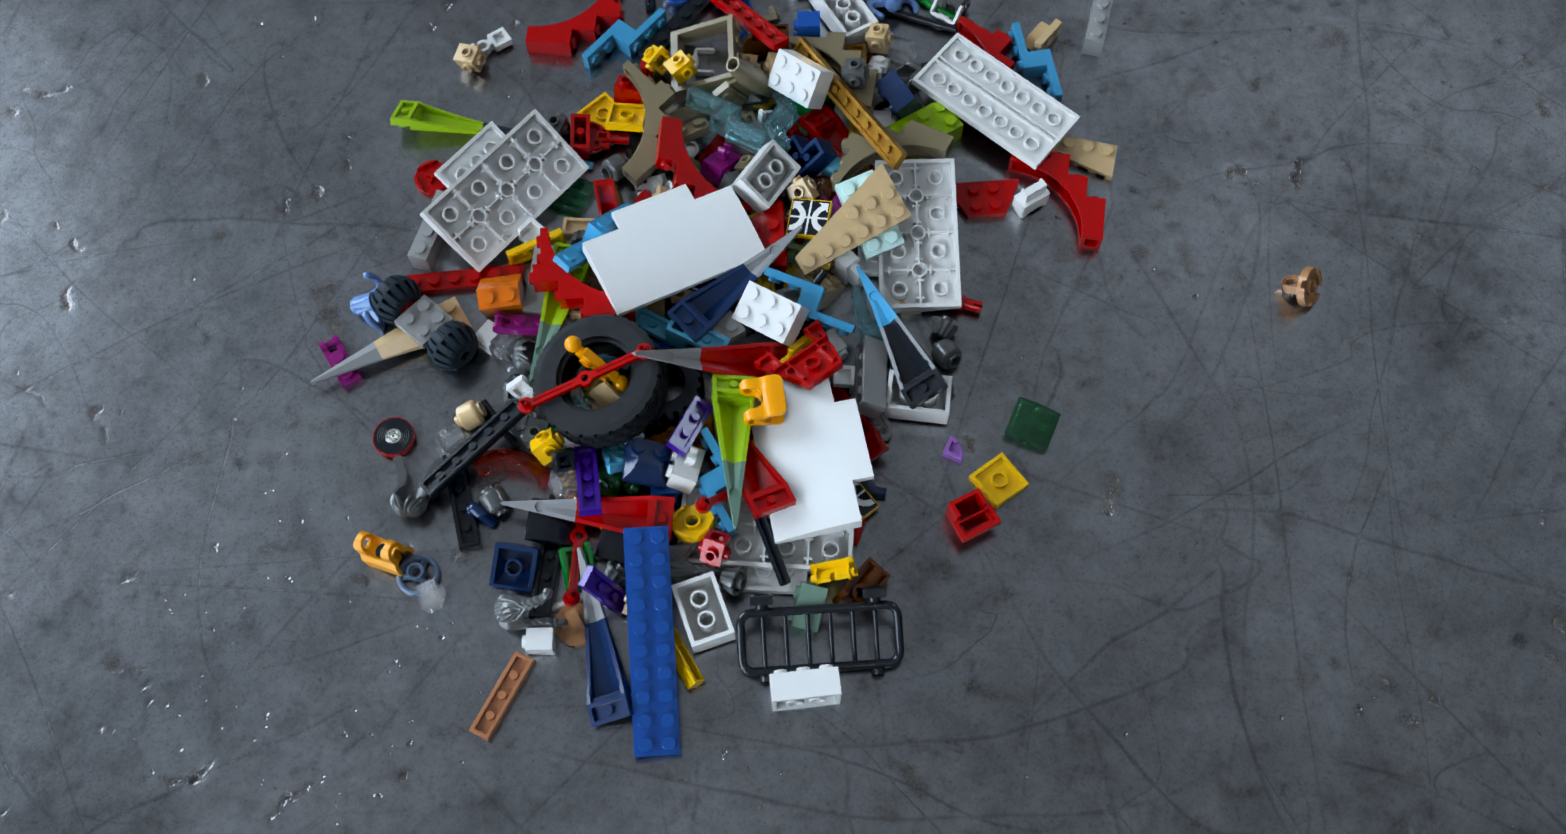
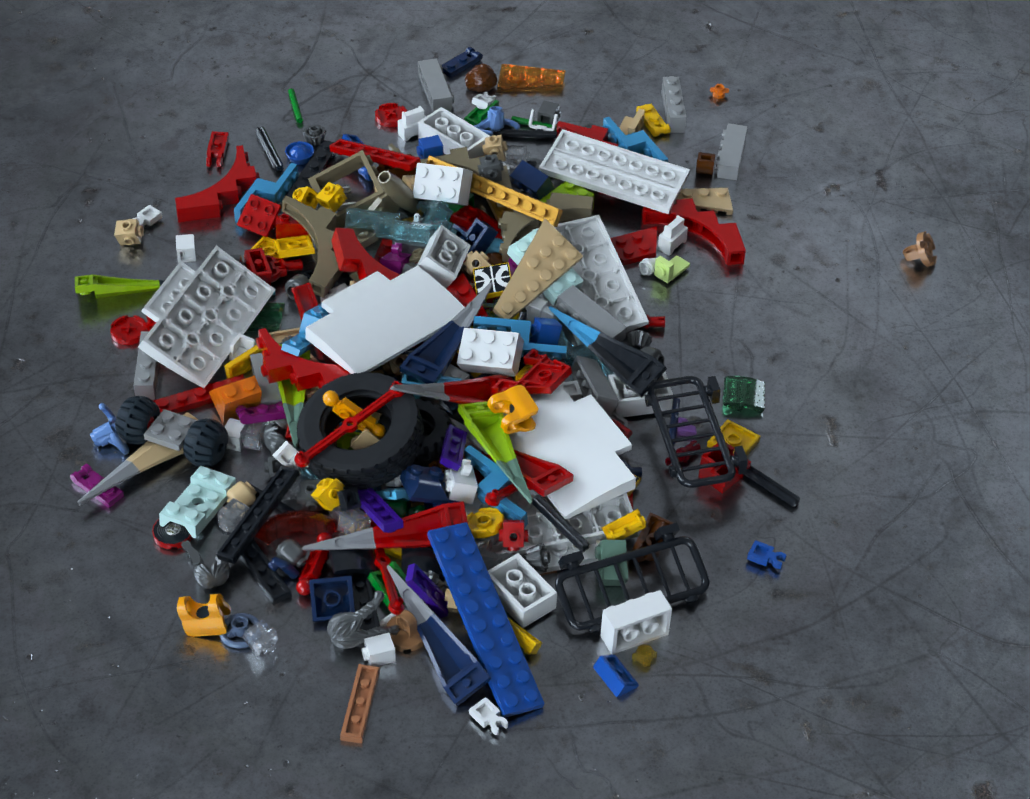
camera: 20 degrees left, 20 degrees down
(440, 396) = (206, 488): none -> light aqua piece
(509, 524) = (313, 566): none -> red plate
(518, 90) = (185, 248): none -> white panel
(603, 68) = (259, 215): none -> red bracket
(618, 749) = (488, 714): none -> white plate
(766, 738) = (615, 675): none -> blue slope
(803, 731) = (644, 650): none -> clear yellow plate
(840, 300) = (545, 331): none -> blue piece
(898, 289) = (585, 310): none -> light grey brick
(936, 485) = (687, 448): none -> dark red pin
(944, 438) = (674, 418): none -> dark blue bar
(974, 636) = (765, 554): none -> blue plate
(975, 520) = (710, 390): none -> black bar
(993, 230) = (647, 266): none -> white cone
(1015, 239) = (668, 270): none -> yellowish green bracket
(1017, 549) = (772, 486): none -> black axle
(1069, 33) = (654, 121): none -> yellow plate
(1104, 106) = (705, 163): none -> reddish brown brick
(1140, 97) = (731, 151): none -> light grey brick
(1158, 10) = (719, 91): none -> orange plate

